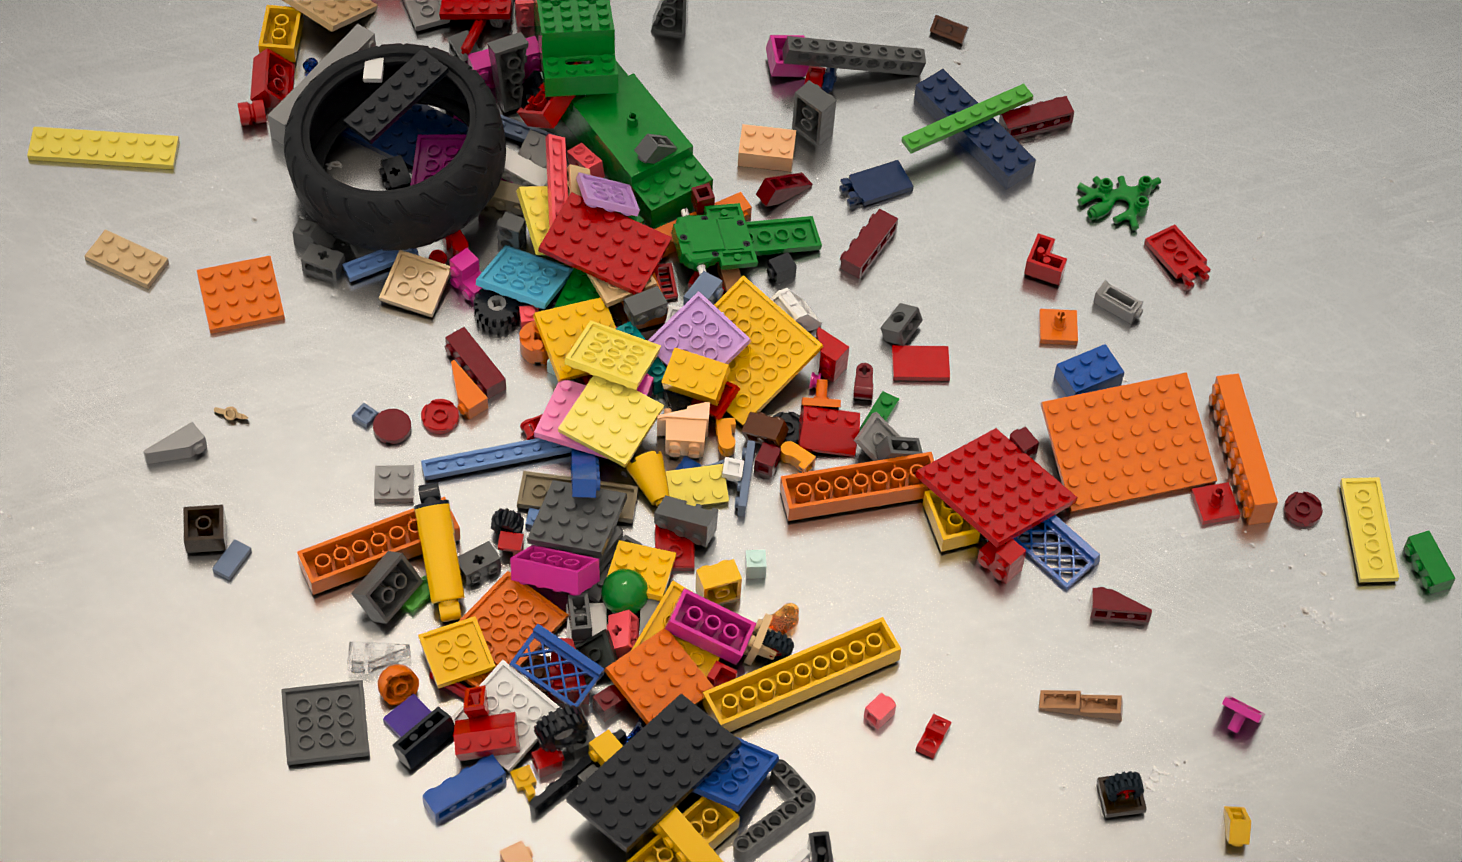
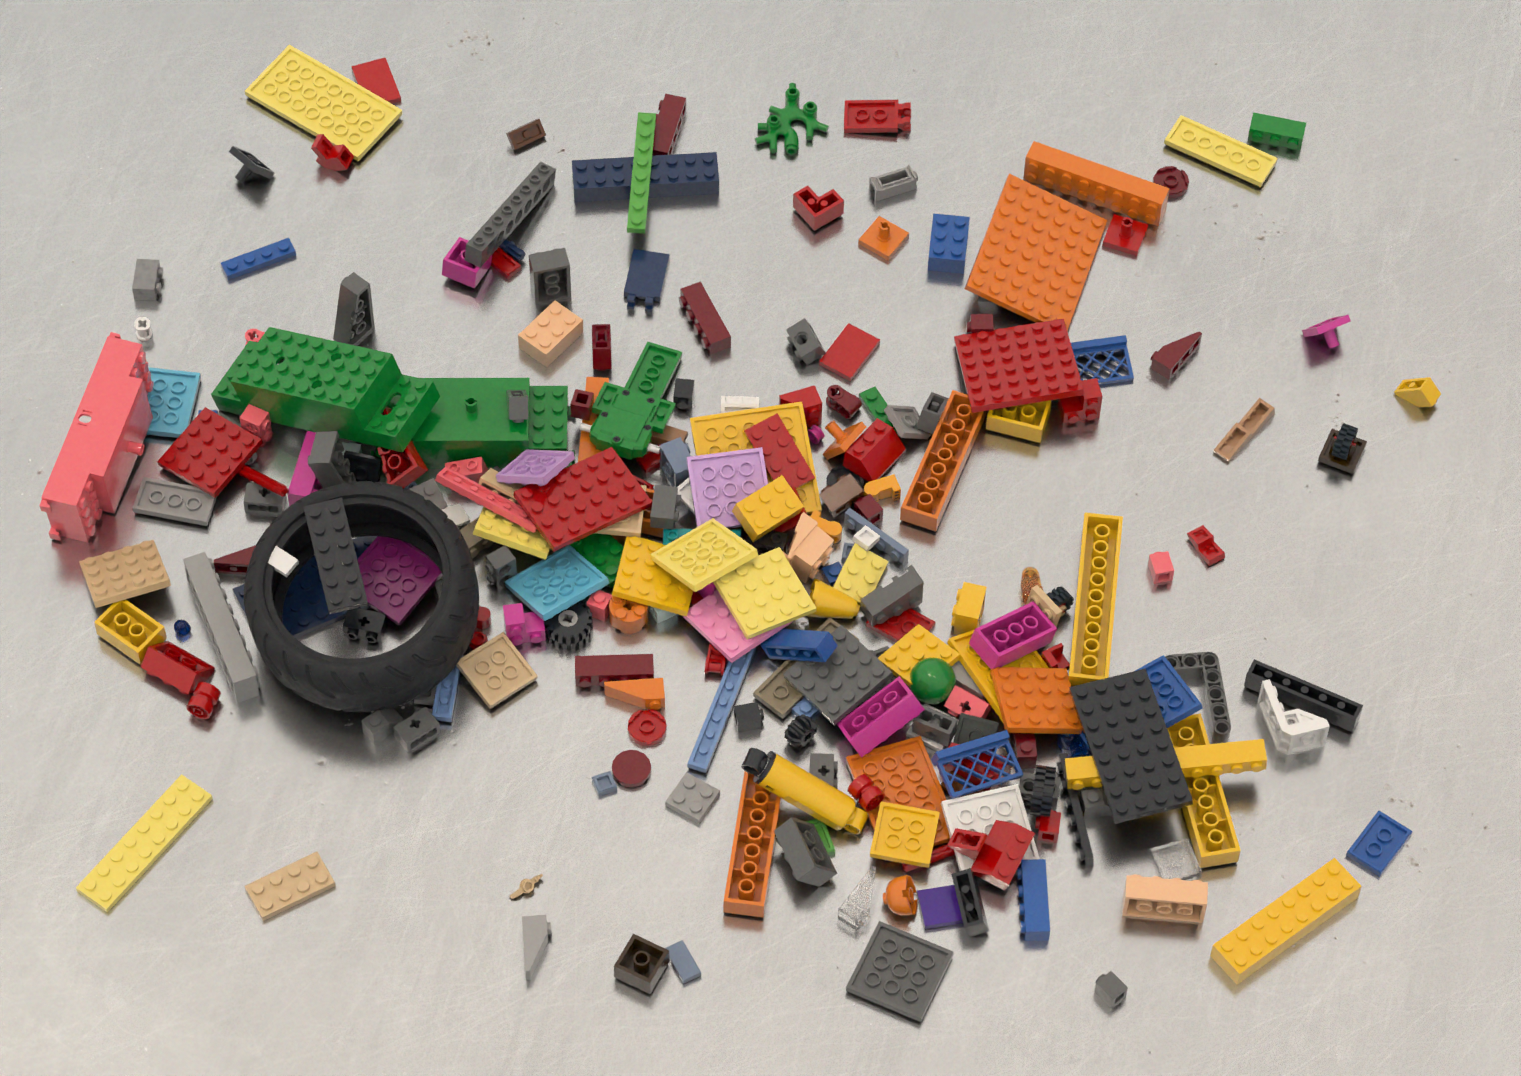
camera: 55 degrees left, 0 degrees up
(240, 294) = (399, 814): orange plate -> none
(475, 600) = (864, 790): none -> red wheel
(497, 480) = (748, 717): none -> black brick
(511, 542) = (821, 739): red panel -> none
(524, 780) = (1054, 853): yellow plate -> none
(755, 564) = (965, 572): light aqua brick -> none
(762, 359) = (779, 451): none -> red plate

